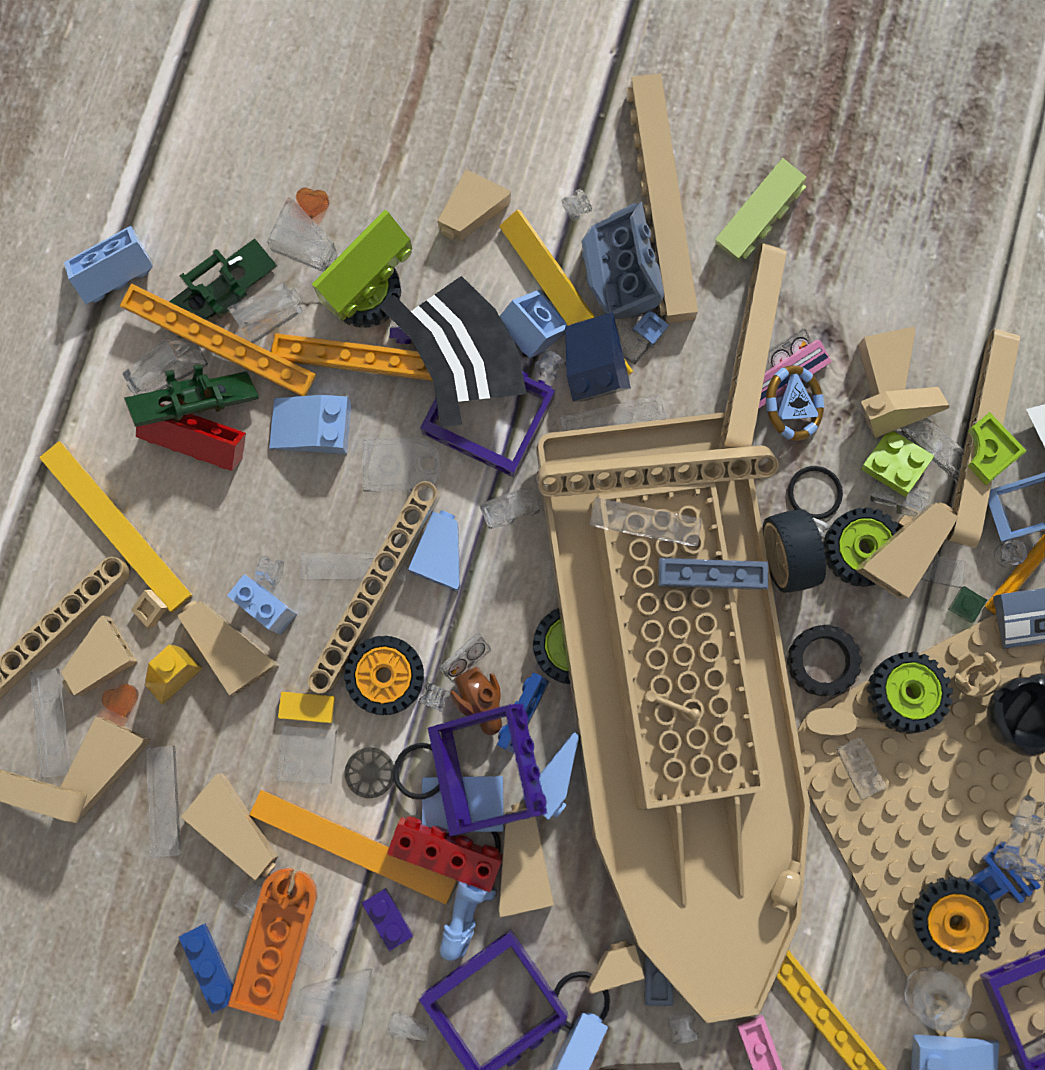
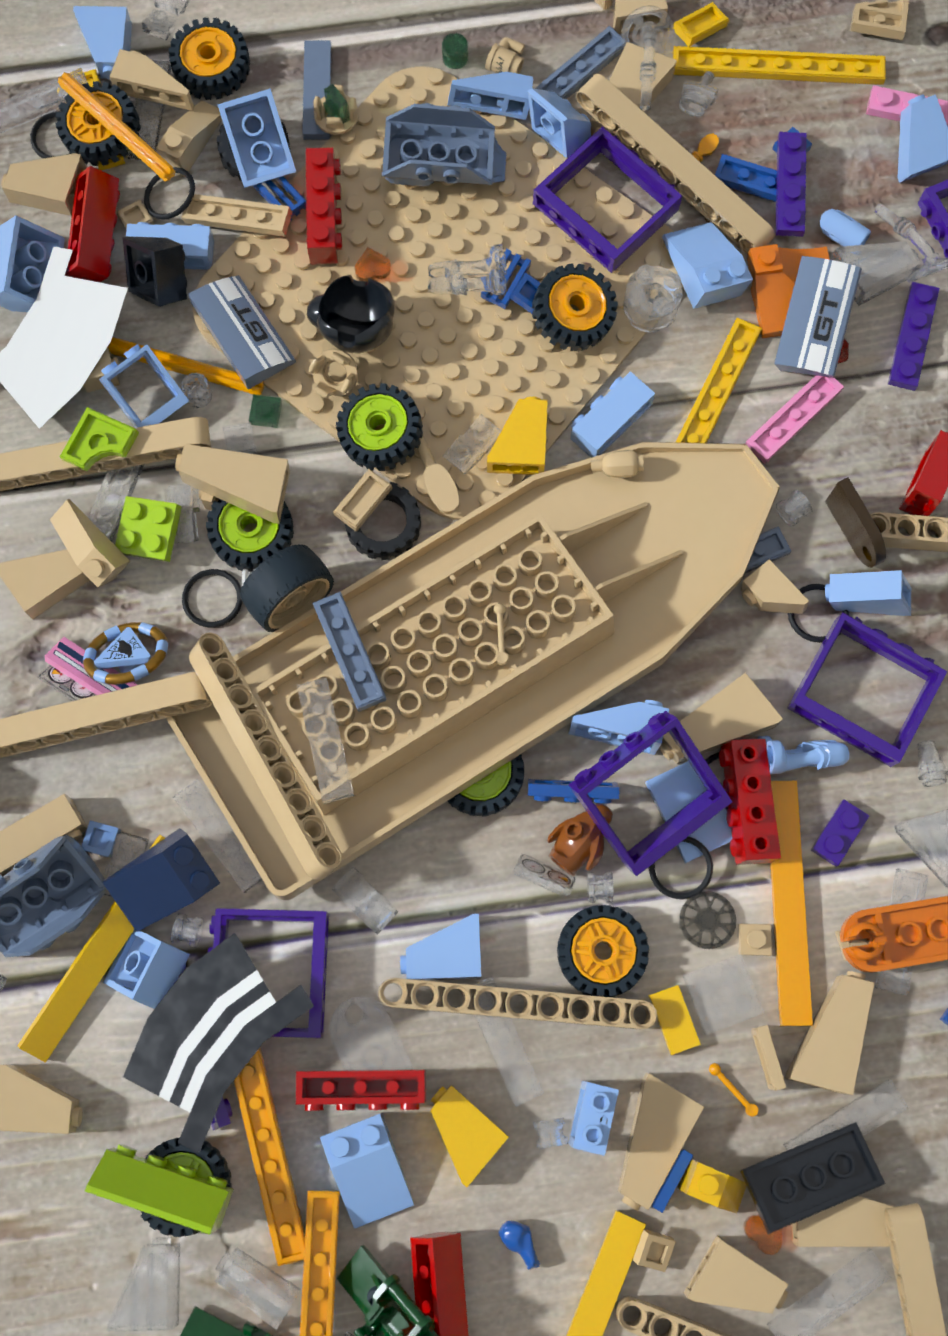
camera: 115 degrees left, 5 degrees down
(137, 752) = (812, 1177): none -> black tile
(190, 645) = (672, 1180): none -> blue tile
(207, 513) = (518, 1239): none -> blue animal
(213, 734) = (750, 1109): none -> light orange hinge
(241, 766) = (768, 1058): none -> tan tile
(300, 507) = (466, 1132): none -> yellow slope
(312, 201) = (99, 1302): clear orange tile -> none
(336, 803) = (755, 940): none -> tan plate
(368, 442) = (361, 1087): none -> red brick
(839, 906) = (611, 415): none -> light blue brick
(847, 813) = (522, 440): none -> yellow slope
(848, 649) = (362, 500): none -> tan tile

